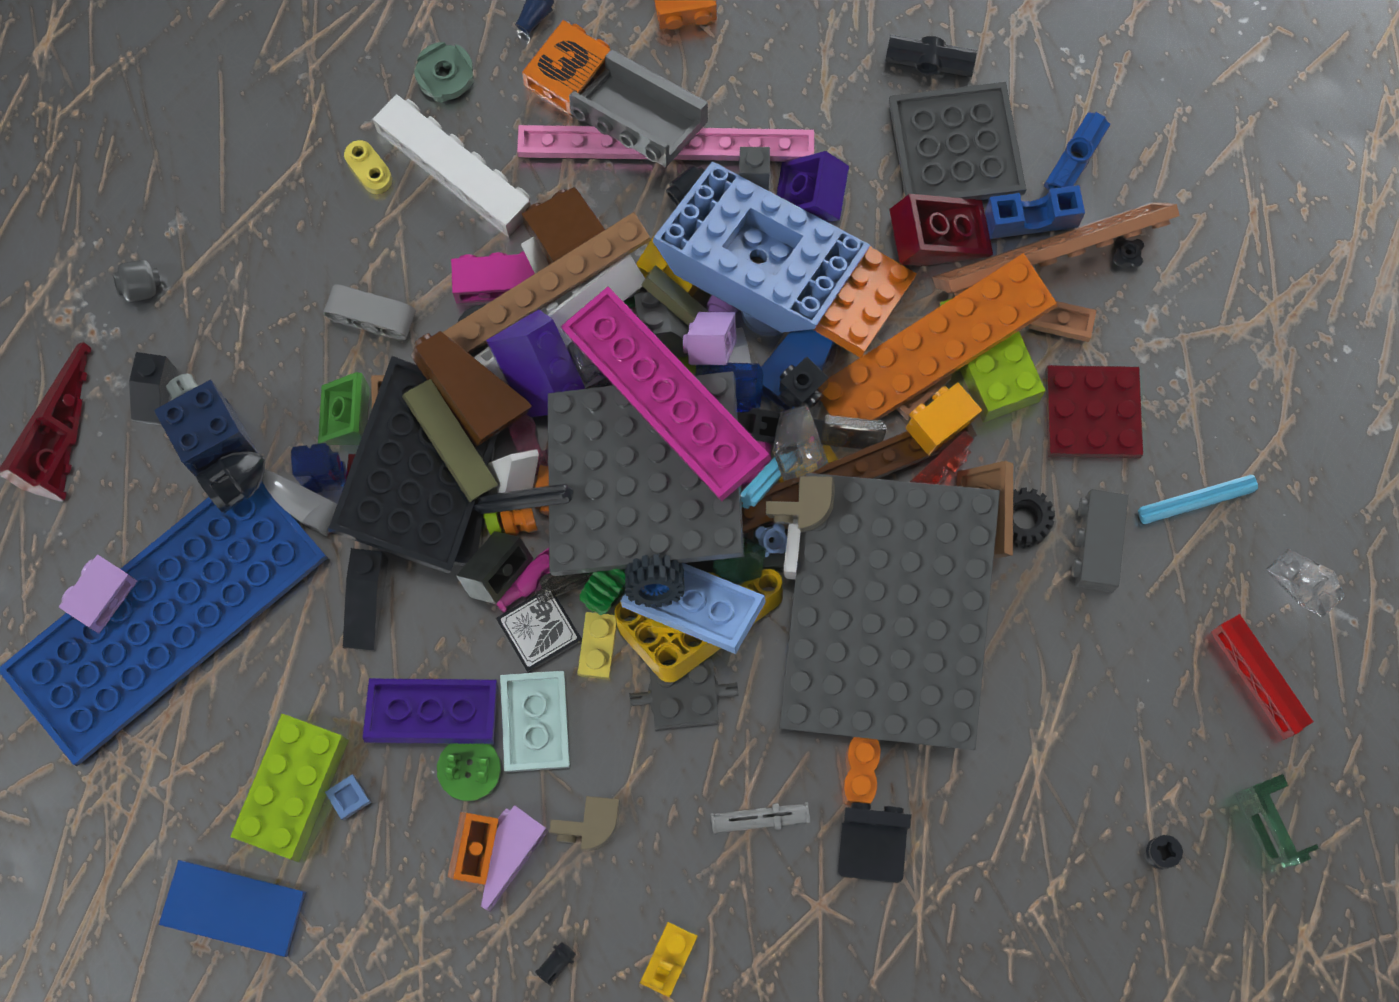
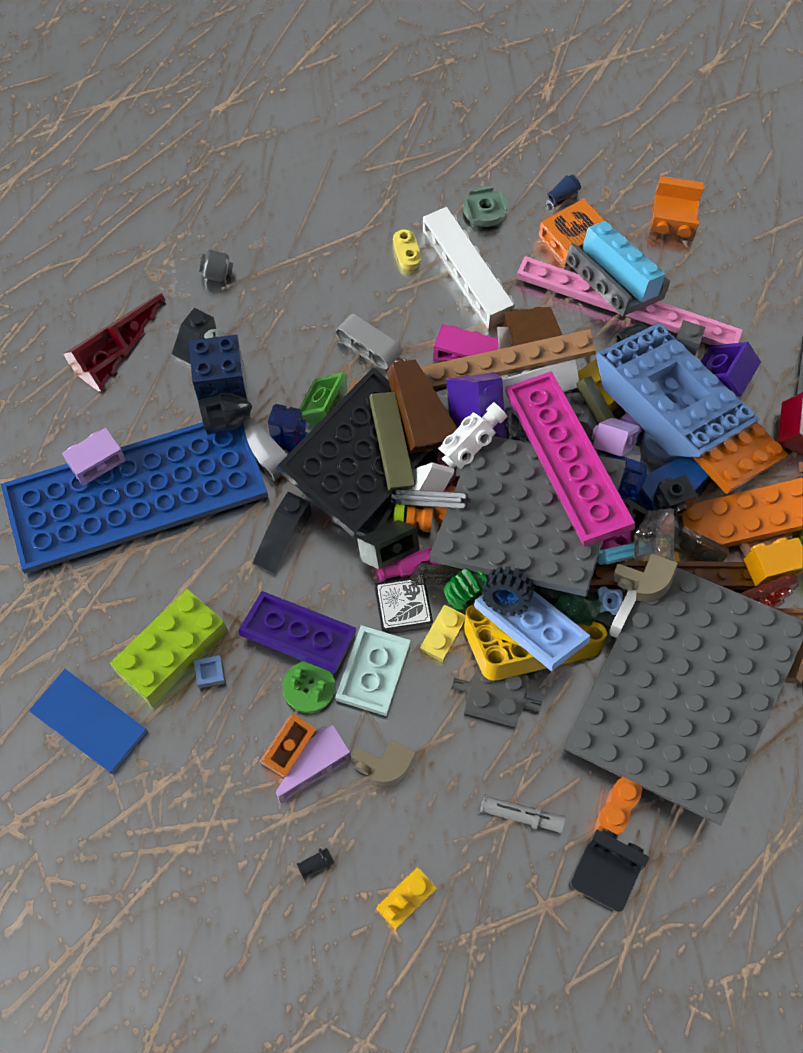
camera: 20 degrees right, 10 degrees down
(539, 407) = (468, 436): none -> white brick
(641, 94) = (623, 261): none -> medium azure brick

